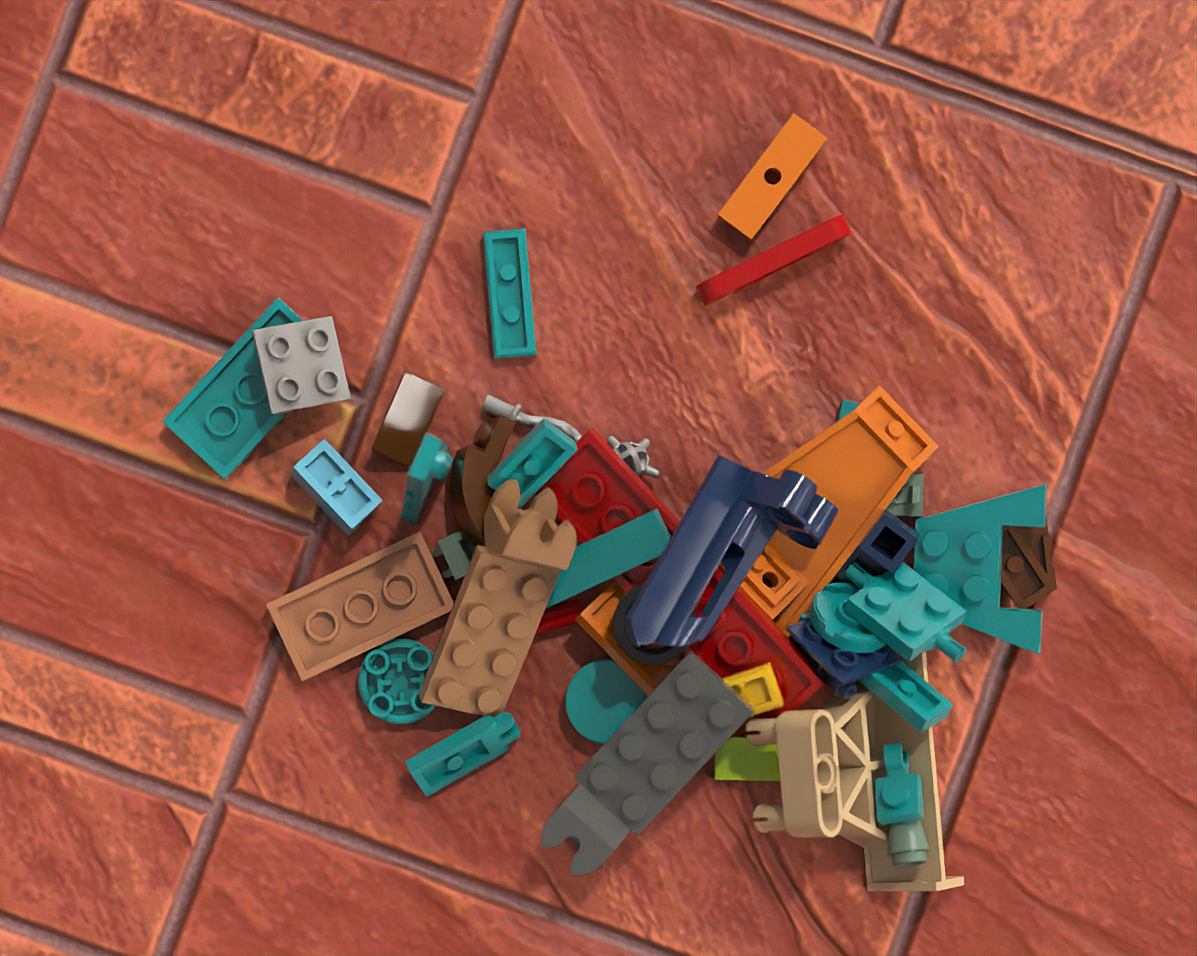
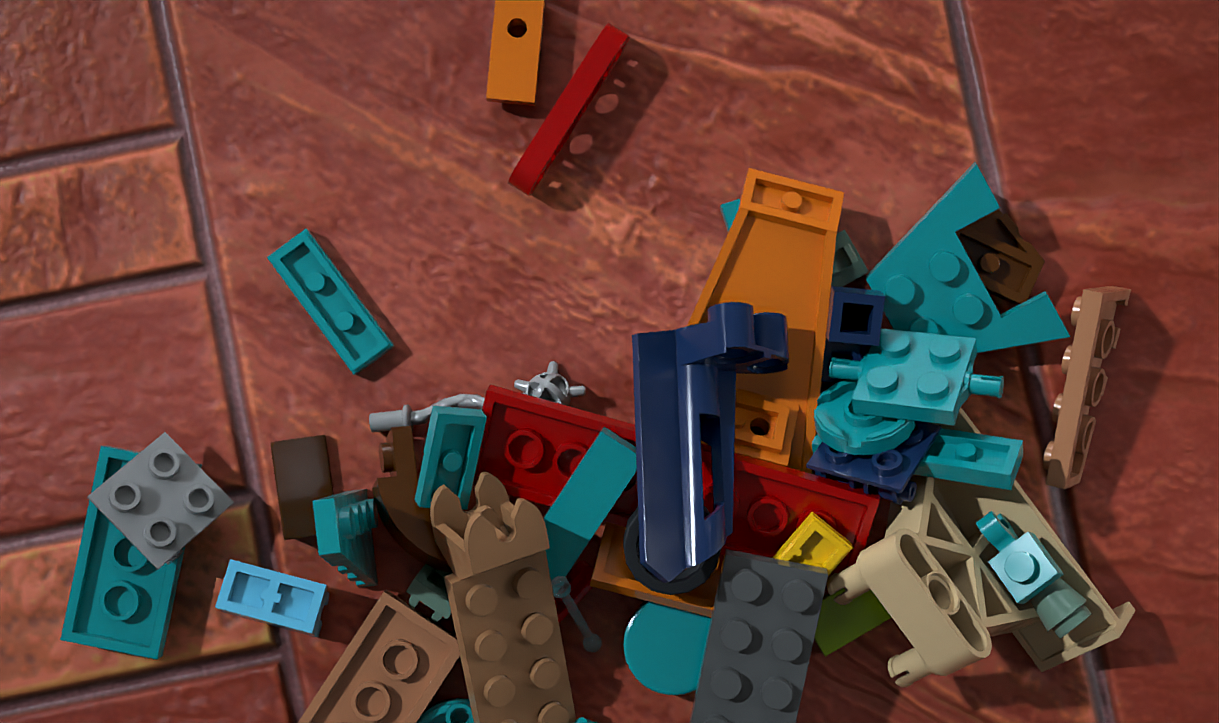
camera: 30 degrees left, 0 degrees up
(553, 608) = (561, 589): none -> clear light blue hinge
(1030, 694) = (1084, 383): none -> nougat wing

